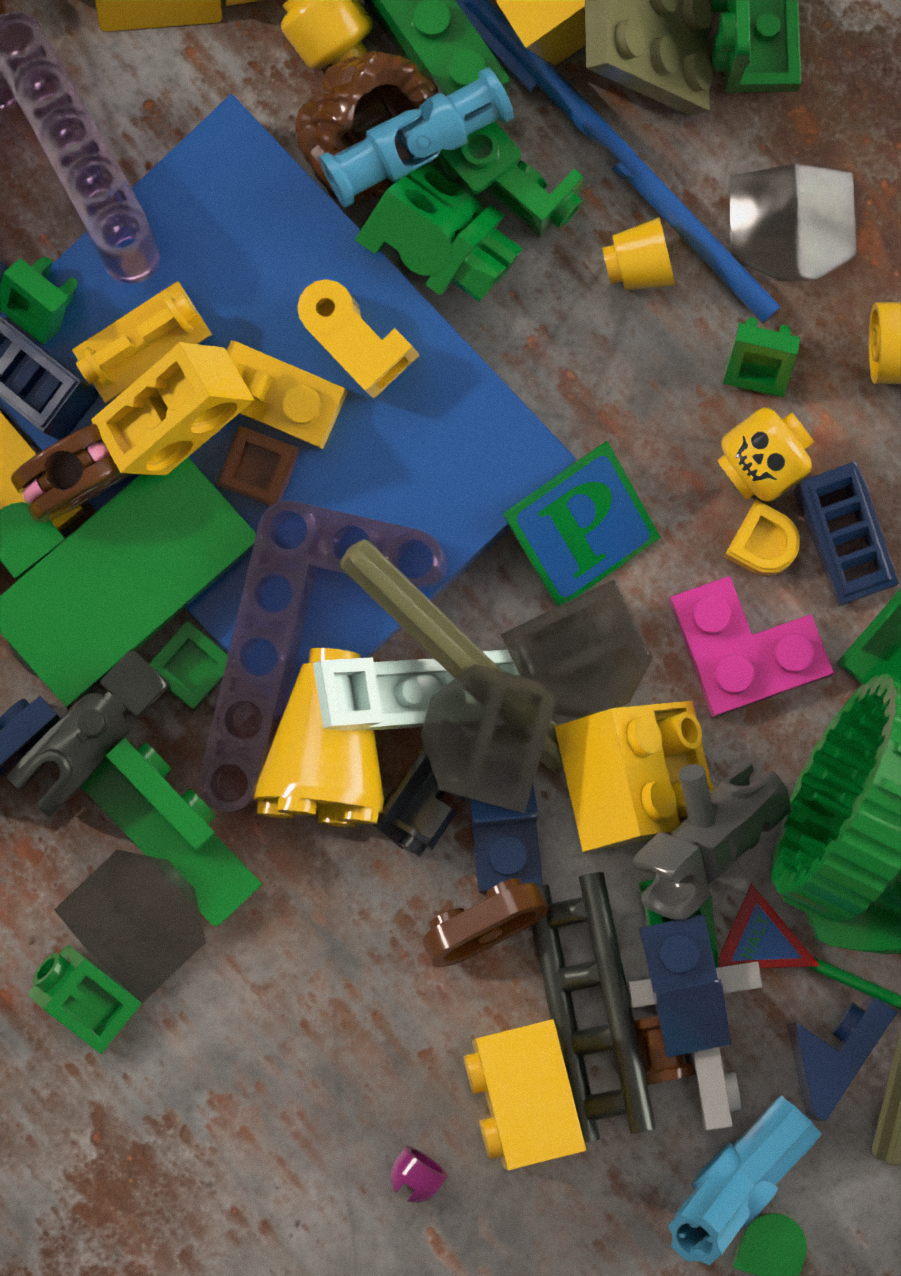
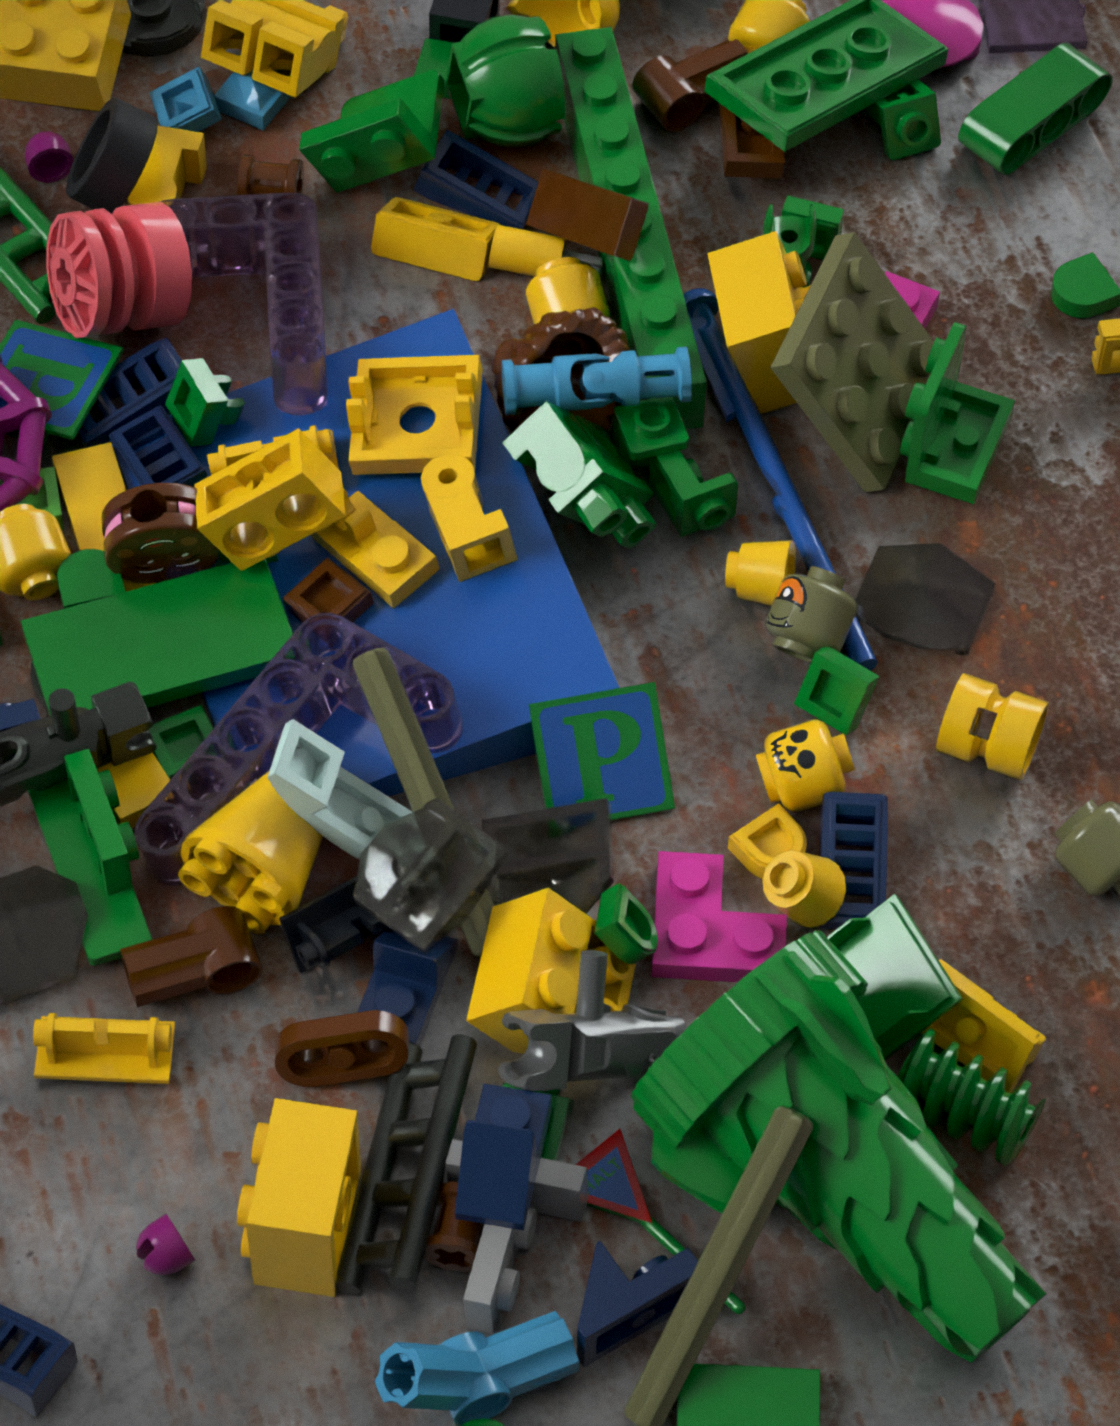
camera: 30 degrees right, 25 degrees down
(169, 729) = (136, 785): none -> yellow tile
(219, 212) = (393, 386): none -> yellow piece
(269, 1006) = (103, 1049): none -> yellow hinge
(318, 878) = (209, 954): none -> reddish brown piece
(681, 695) = (625, 925): none -> green tile
(708, 293) = (810, 613): none -> olive head
(819, 581) = (804, 887): none -> yellow hat

